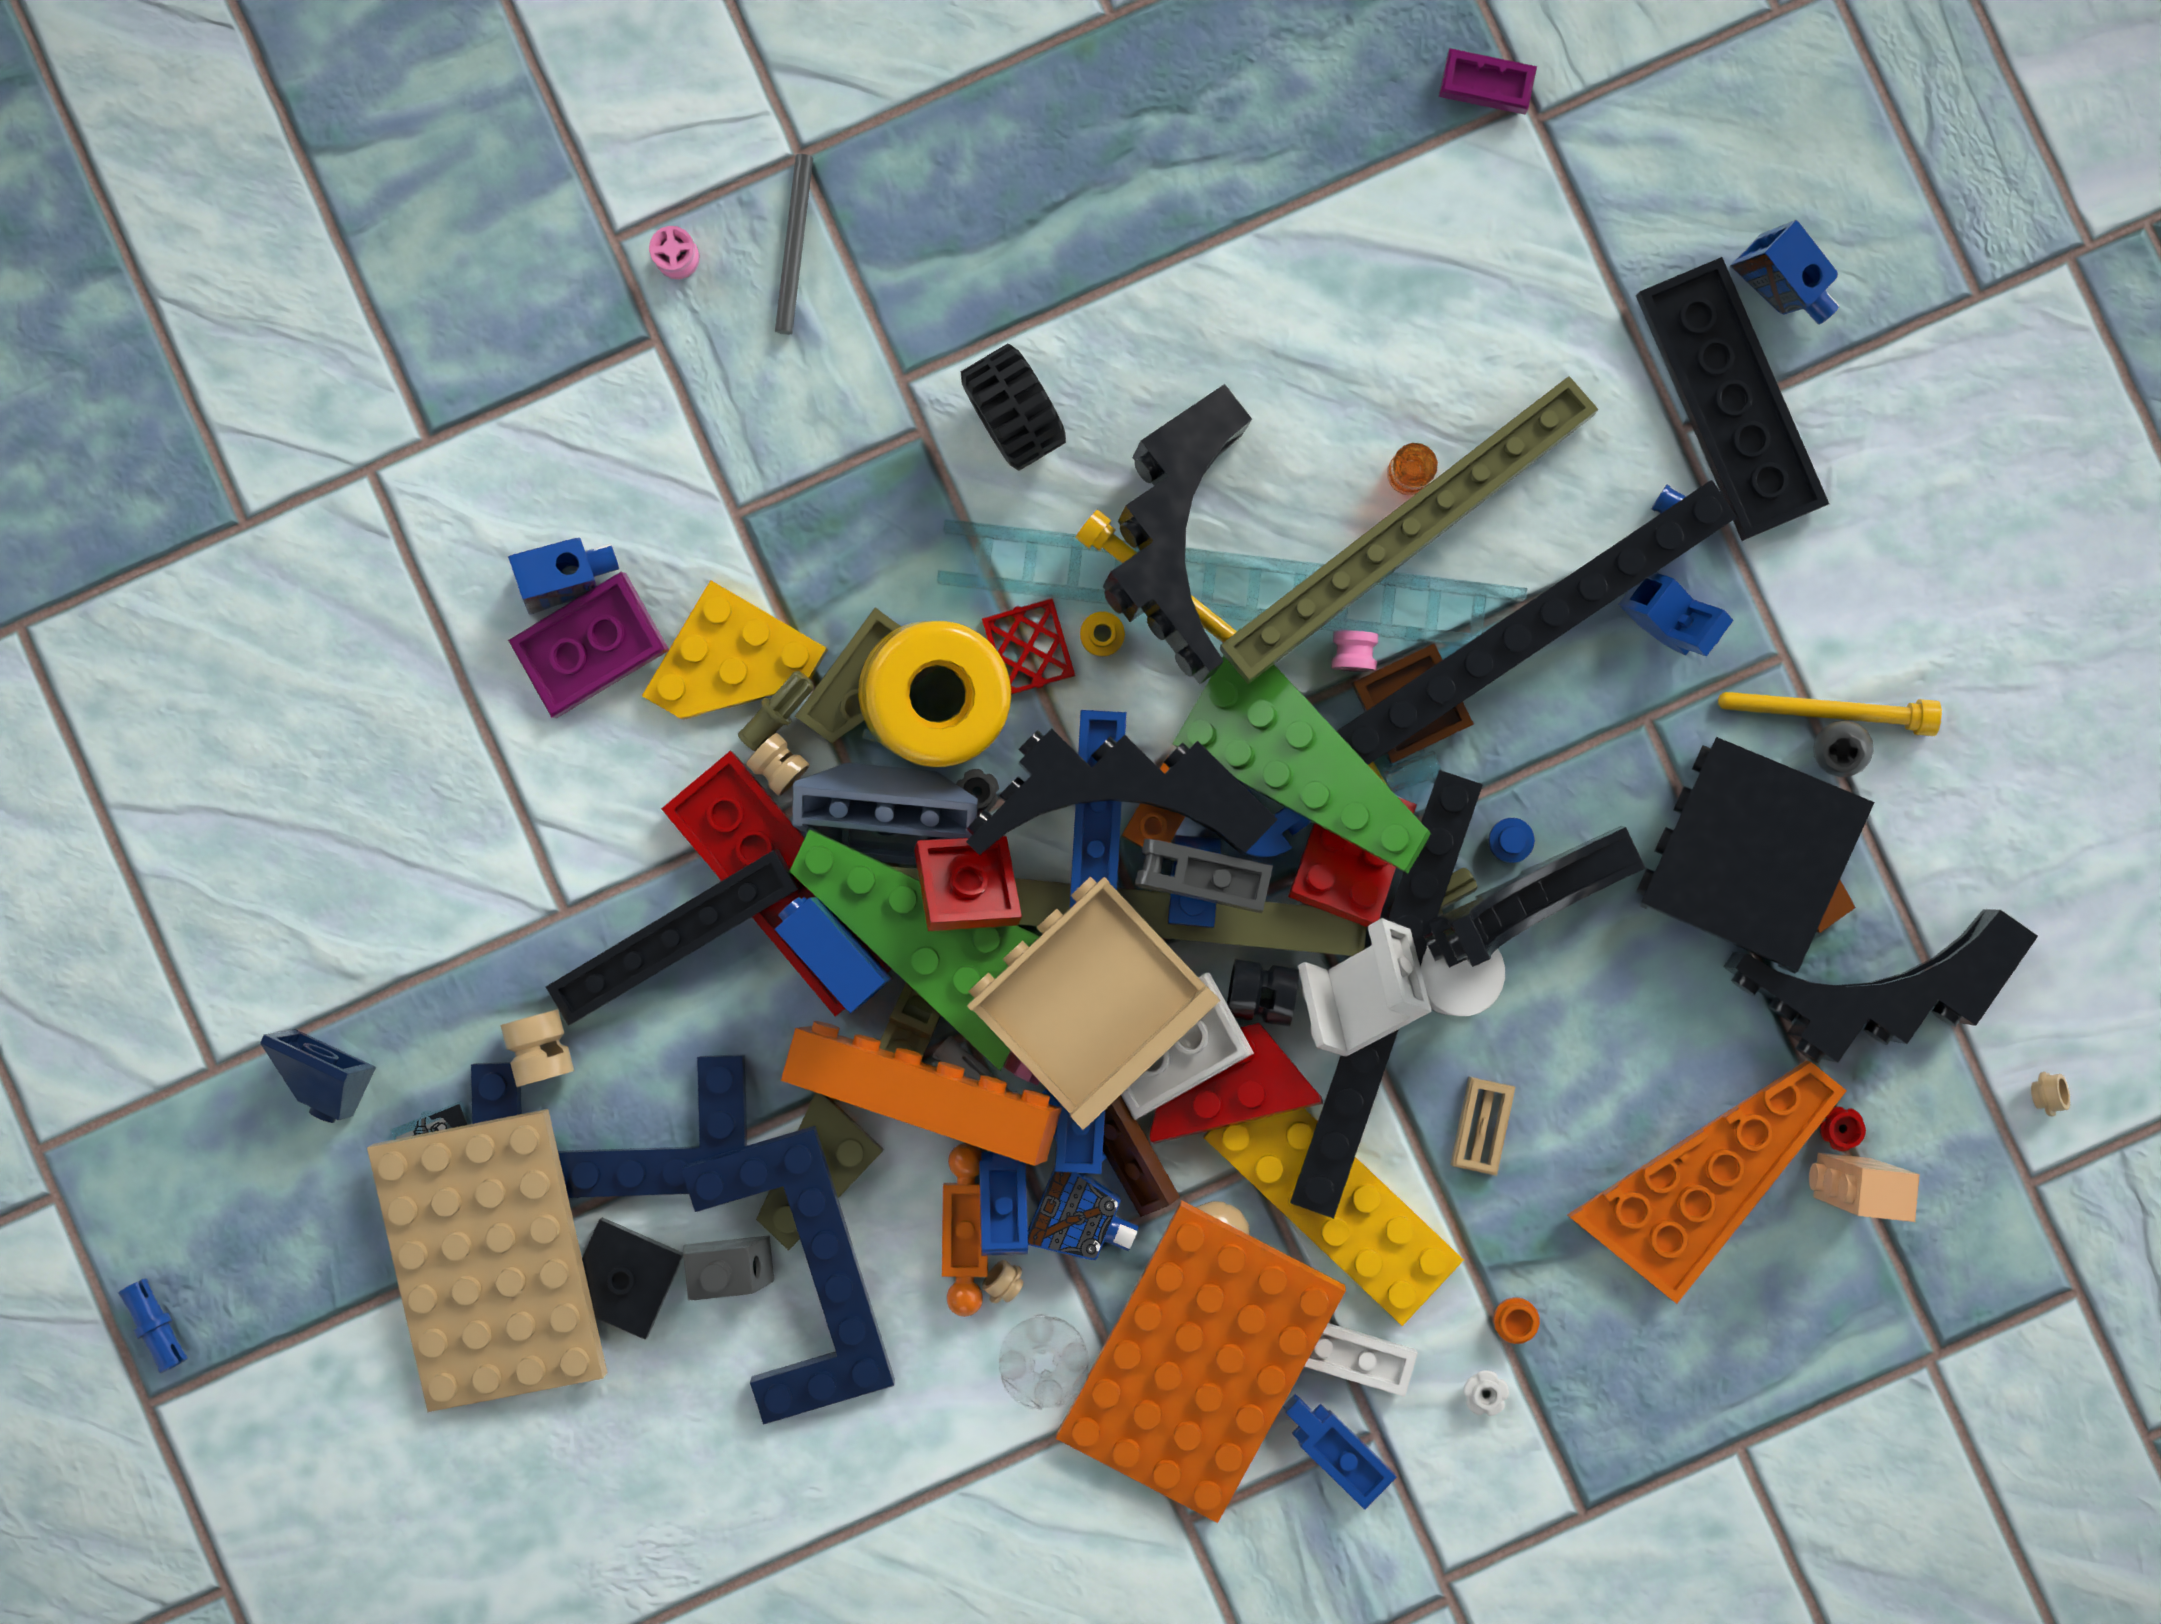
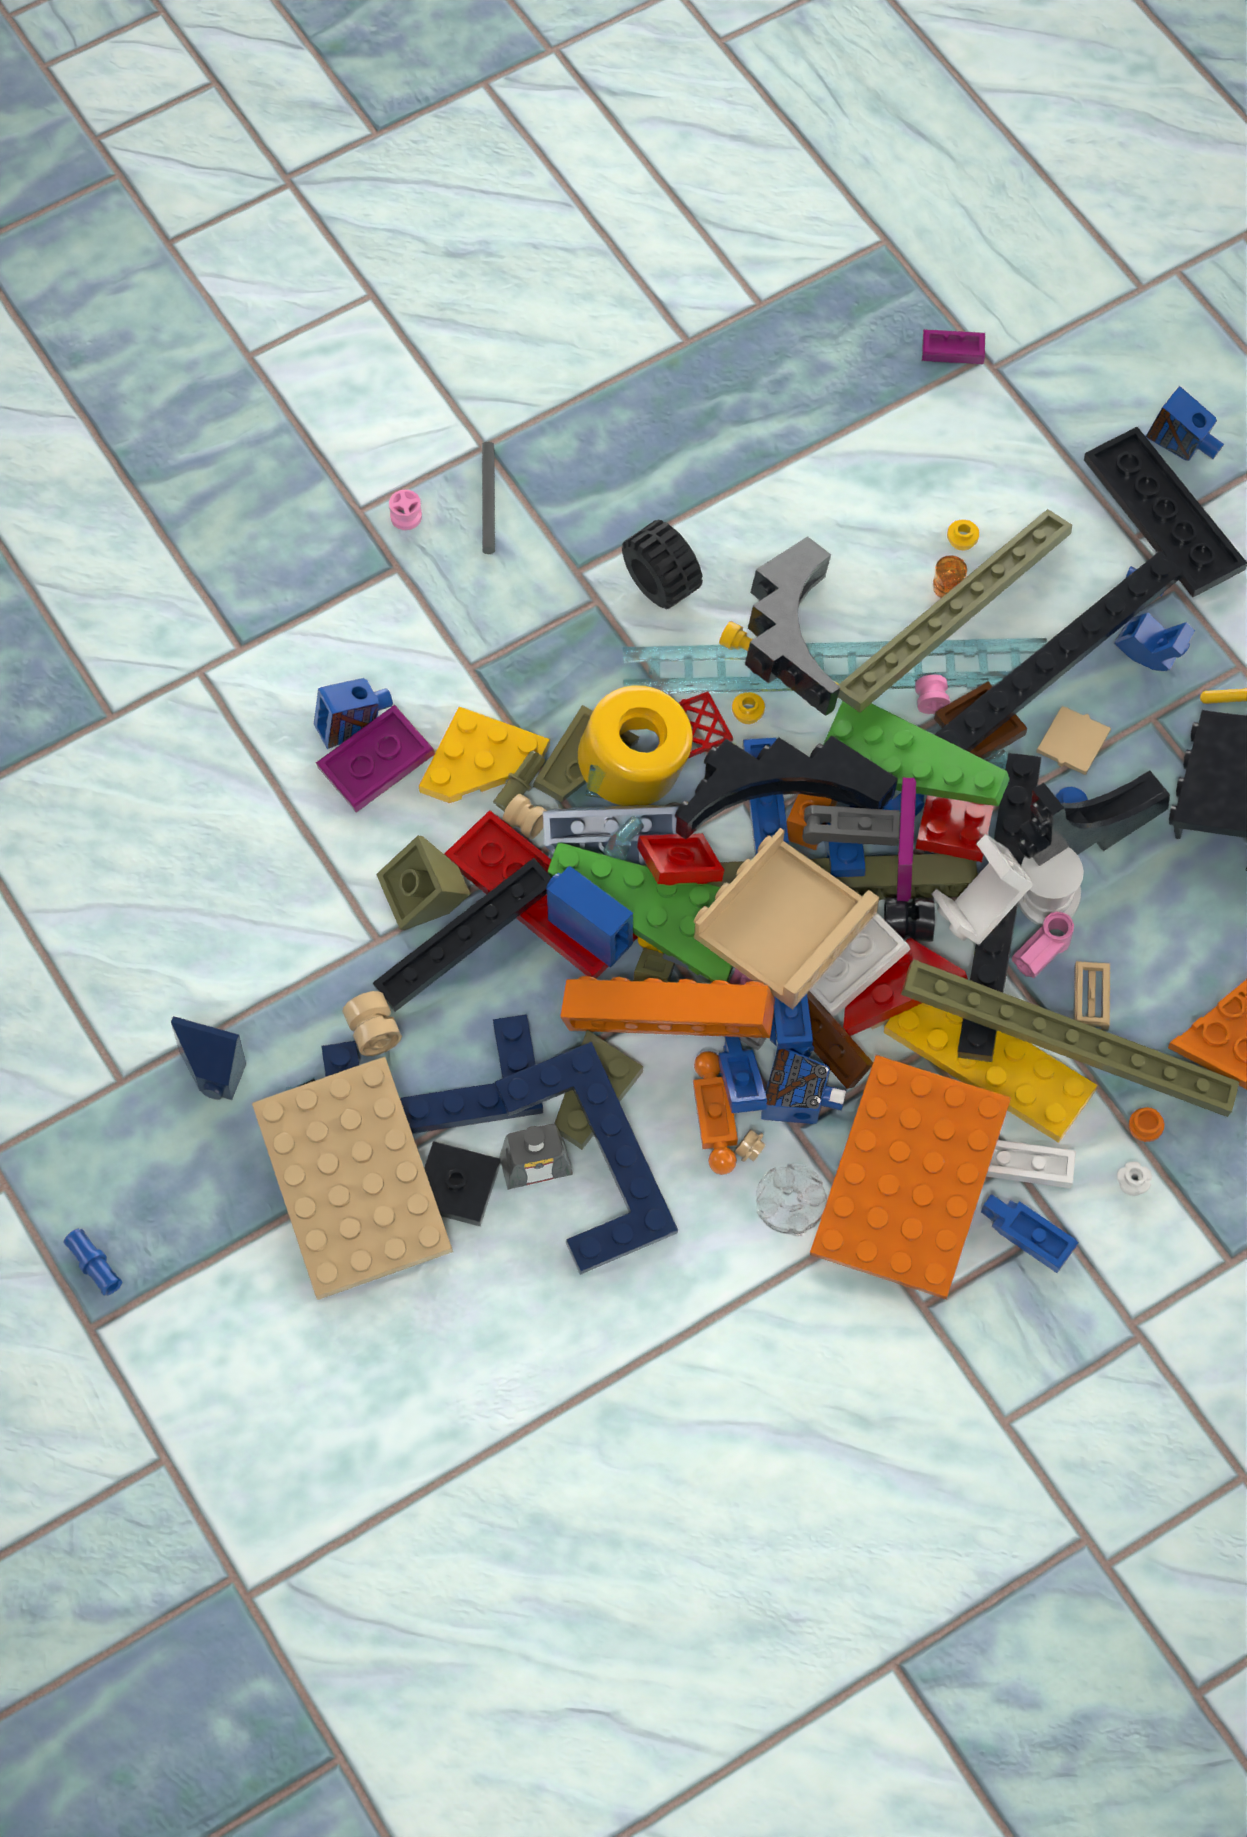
camera: 10 degrees left, 25 degrees down
(627, 849) = (421, 884): none -> olive slope
(889, 846) = (621, 840): none -> clear light blue arm
(1274, 907) = (906, 839): none -> magenta tile
(1429, 1056) = (1043, 945): none -> bright pink piece
(1436, 1209) = (1070, 1038): none -> olive plate
(1438, 409) = (961, 541): none -> yellow plate
(1534, 740) = (1073, 740): none -> tan piece

